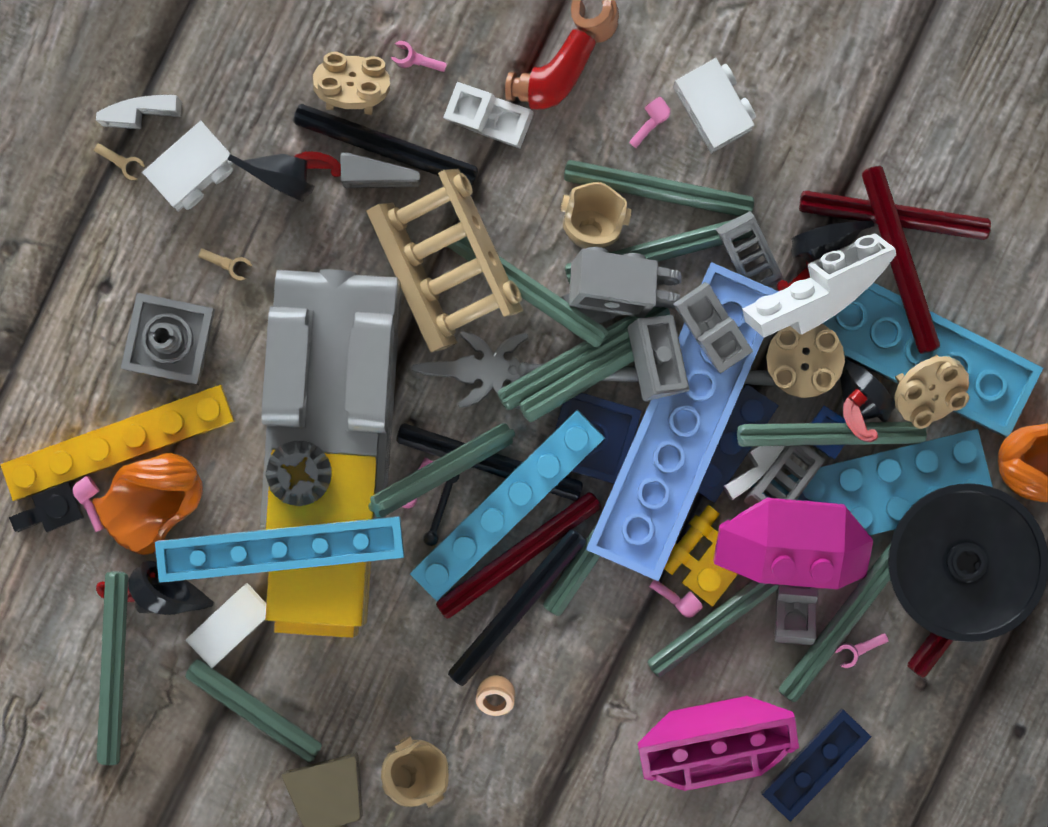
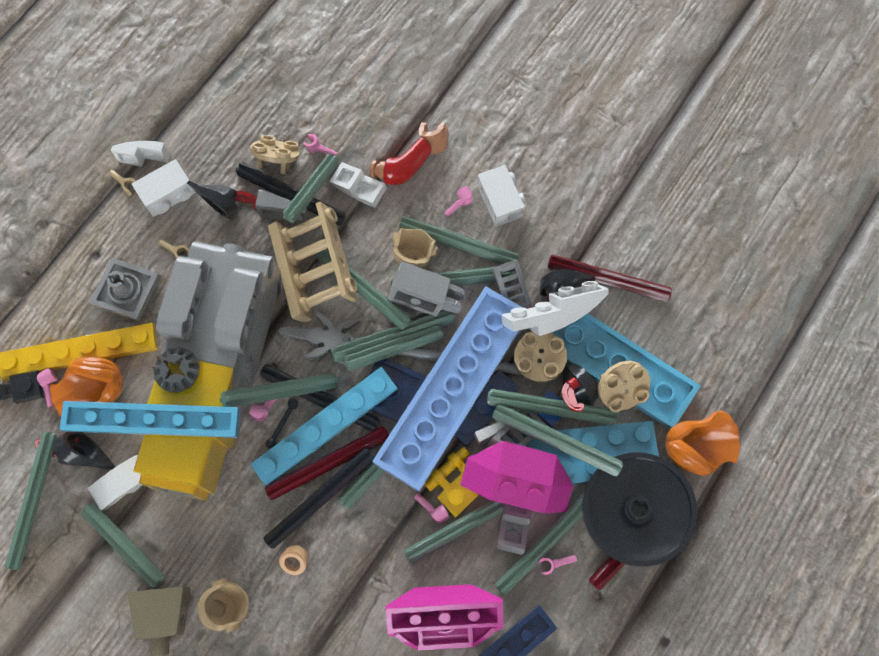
camera: 10 degrees right, 15 degrees down
(421, 138) = (310, 188): none -> sand green axle
(658, 357) = (441, 340): light grey slope -> none
(712, 327) = (480, 325): light grey slope -> none
(844, 484) = (558, 440): none -> sand green axle
(902, 264) = (611, 303): dark red axle -> none

